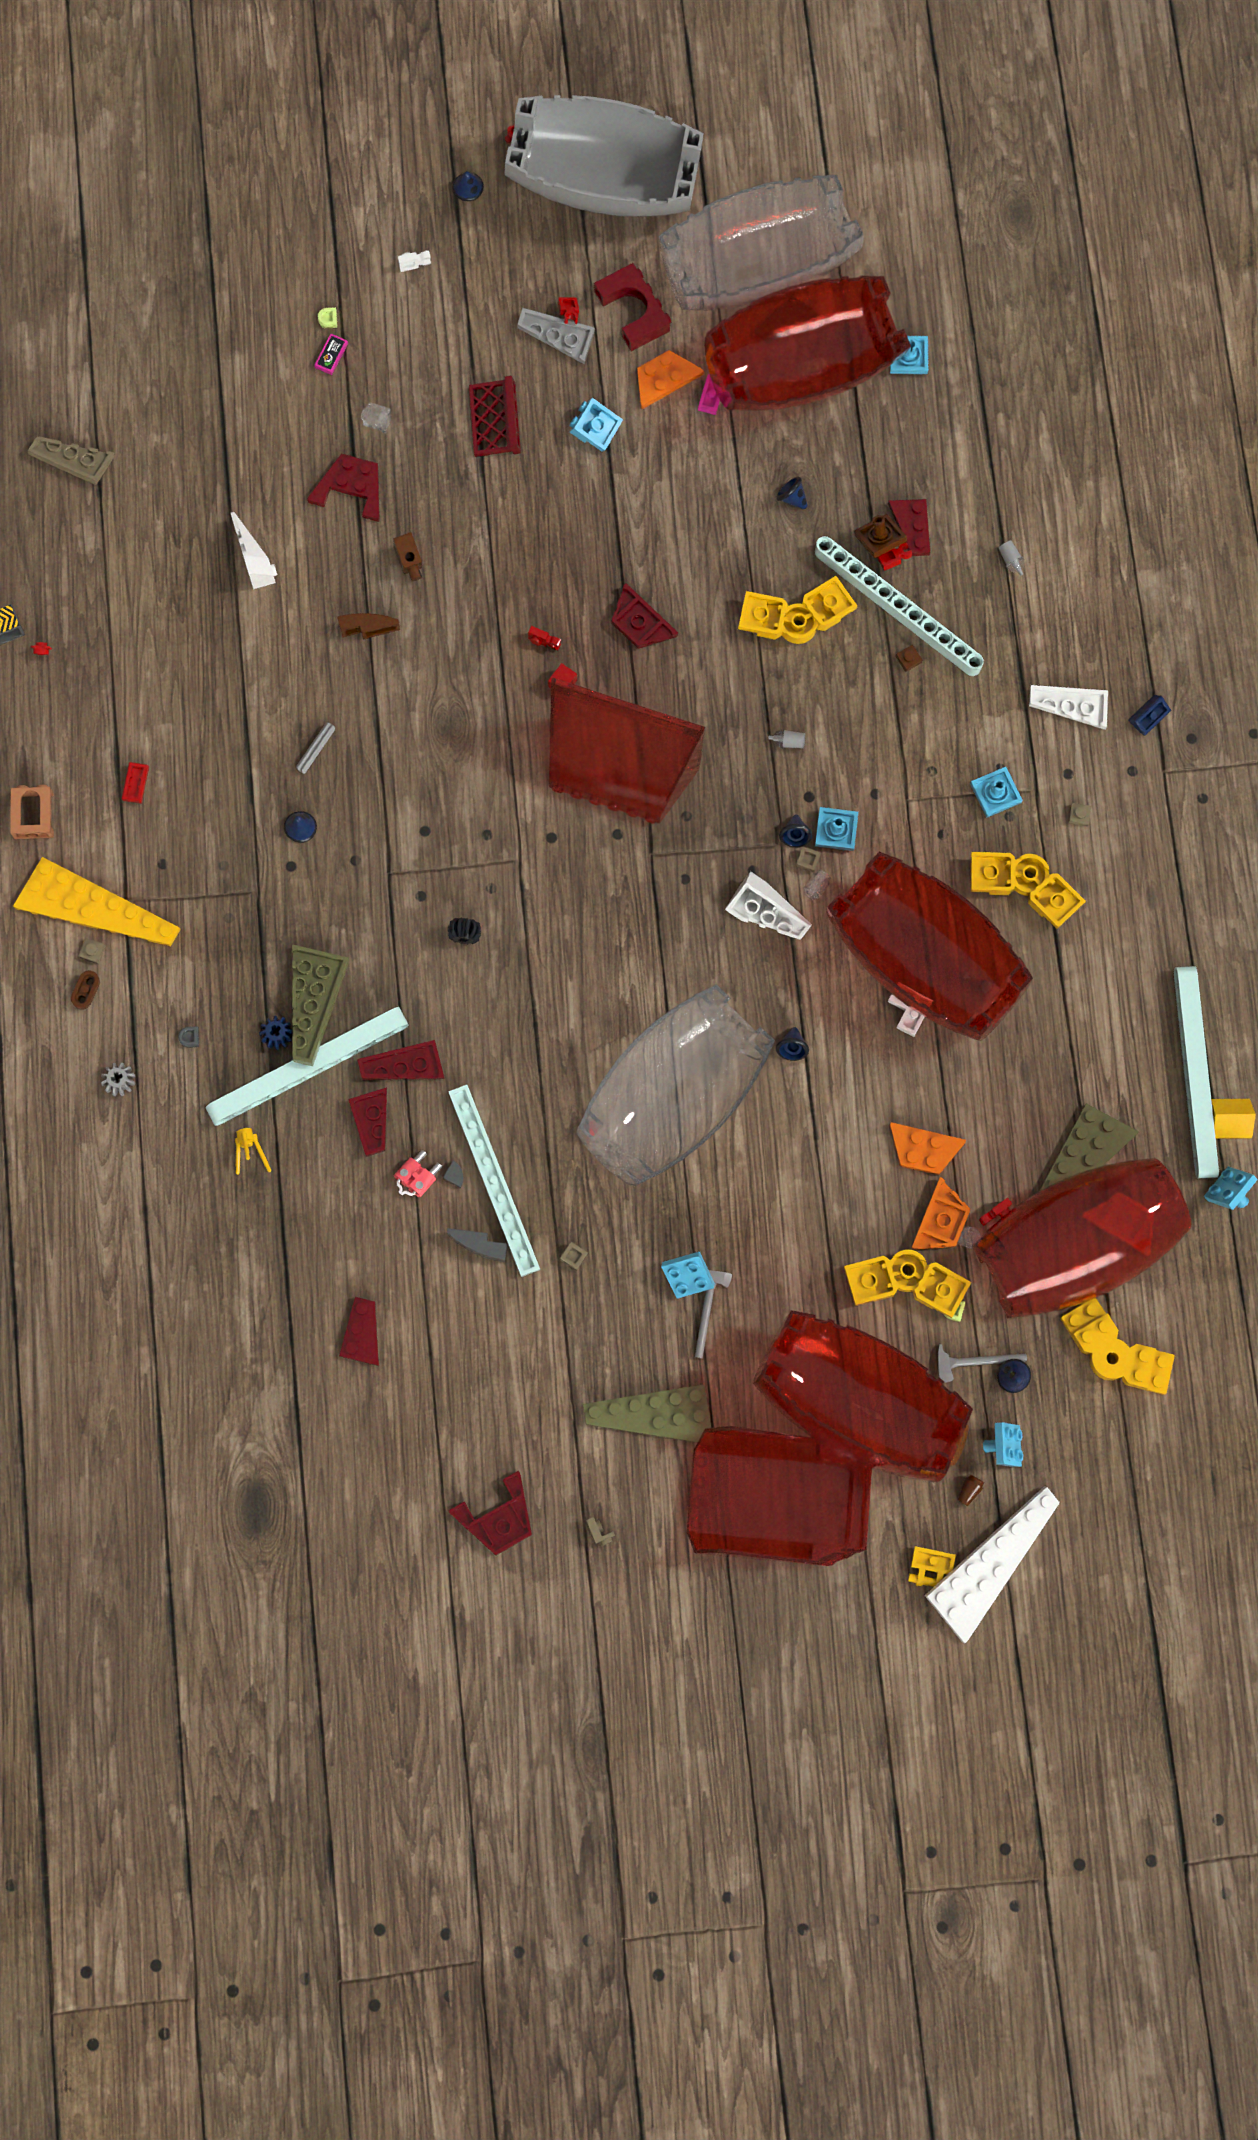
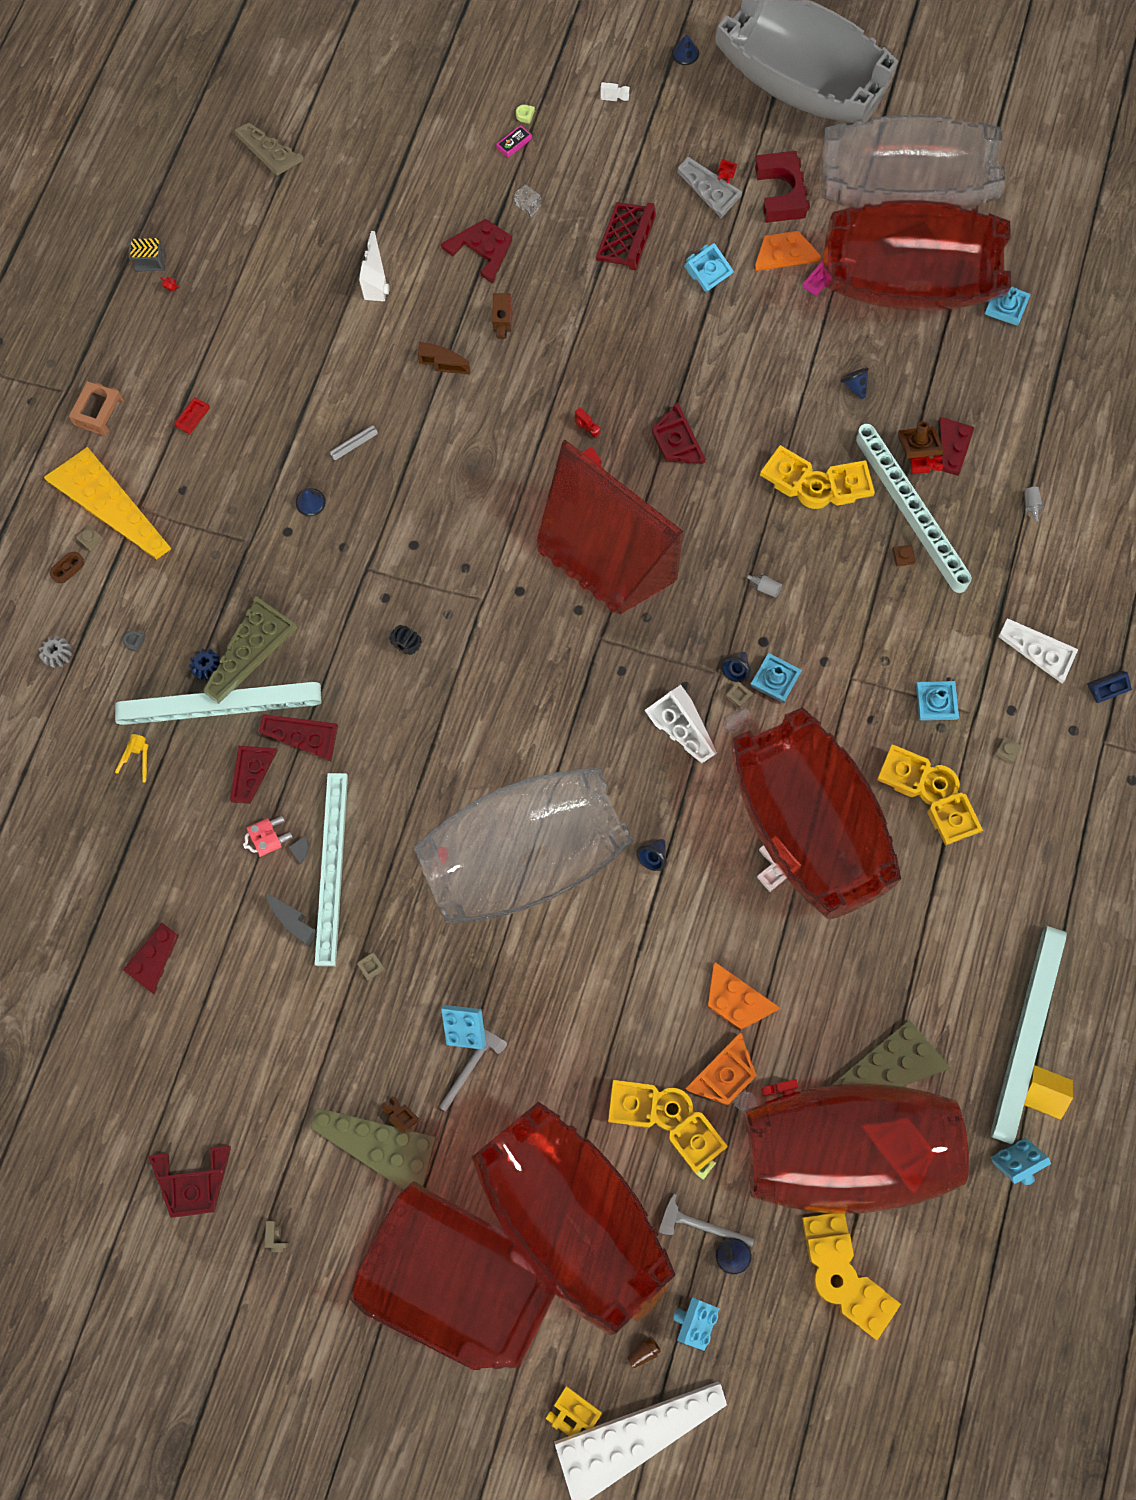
camera: 30 degrees right, 5 degrees down
(664, 1379) = (400, 1117): none -> reddish brown plate

